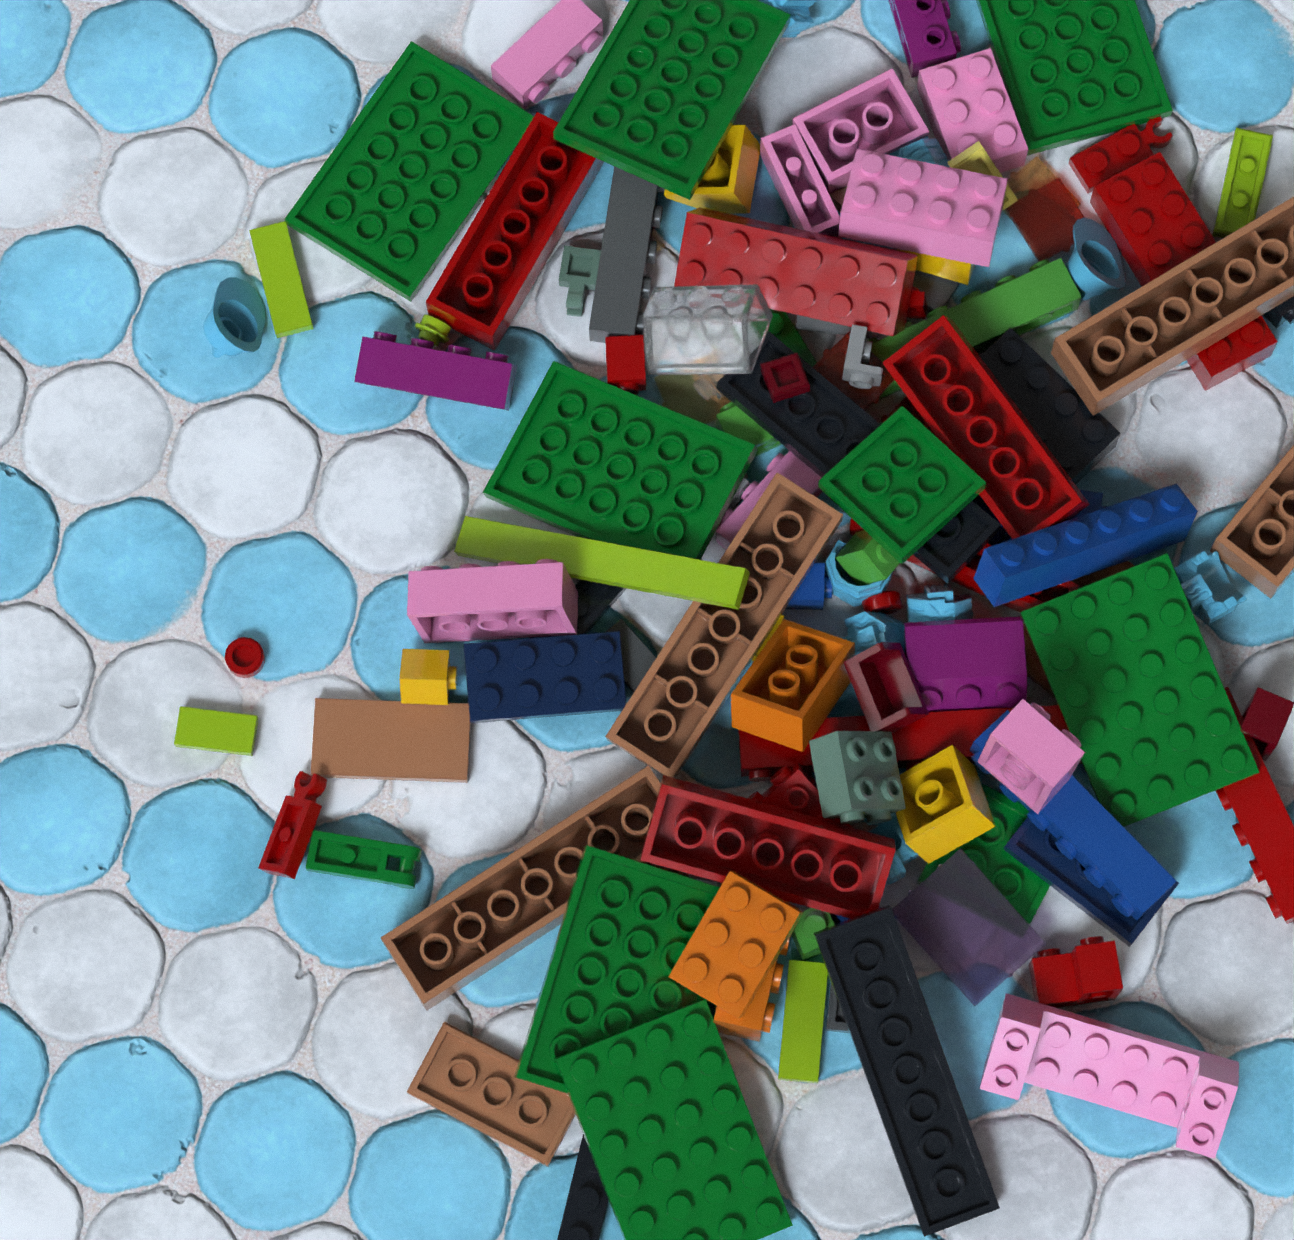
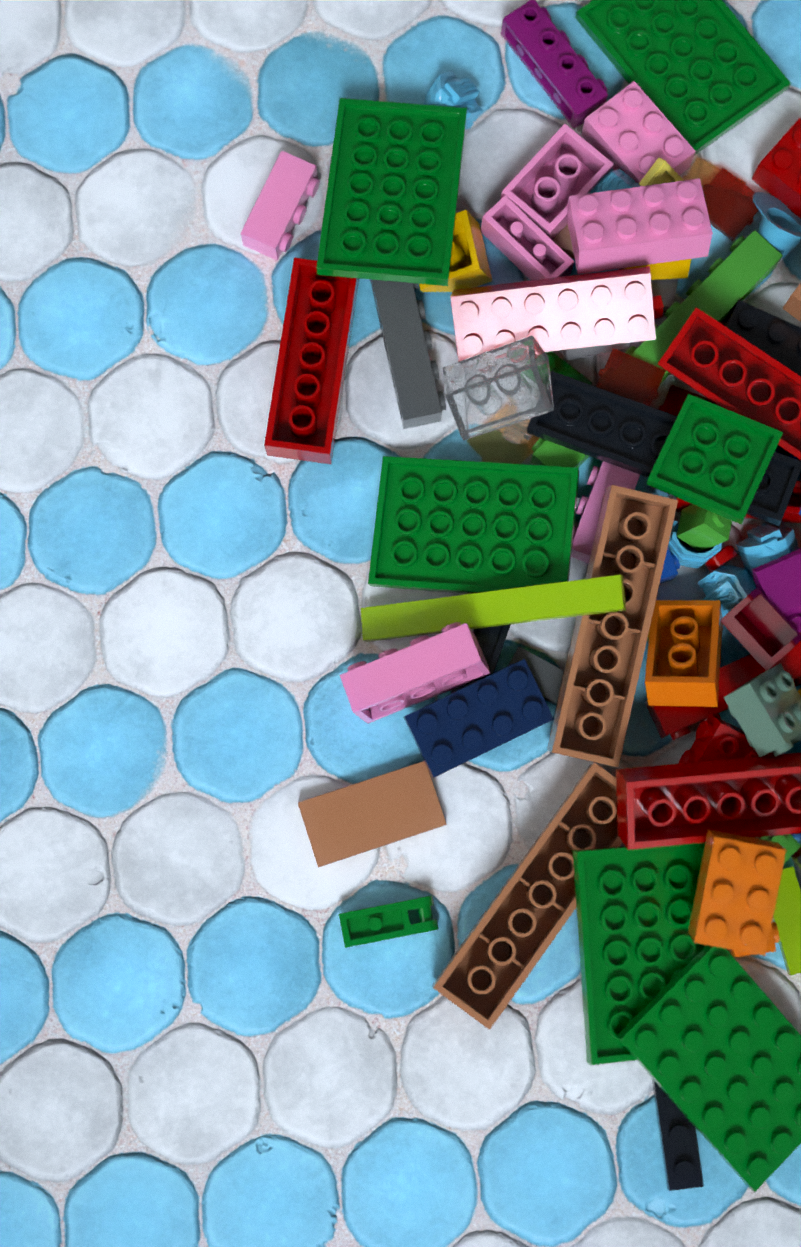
camera: 25 degrees left, 5 degrees up
(216, 731) = (226, 859): lime tile -> none
(235, 319) = (112, 514): medium azure piece -> none
(245, 657) = (226, 789): red tile -> none
(281, 279) = (136, 467): lime tile -> none
(293, 827) = (321, 917): red plate -> none
(410, 171) = (207, 342): green plate -> none
(426, 676) = (382, 752): yellow brick -> none
(433, 330) = (275, 466): lime plate -> none
(434, 372) = (292, 500): magenta brick -> none
(480, 1090) = (557, 1076): nougat tile -> none
(578, 273) = (375, 377): sand green plate -> none
(626, 362) = (442, 437): red brick -> none
(785, 377) = (581, 404): dark red tile -> none
(859, 352) = (630, 364): light grey bracket -> none
(1117, 153) = (759, 134): red plate -> none

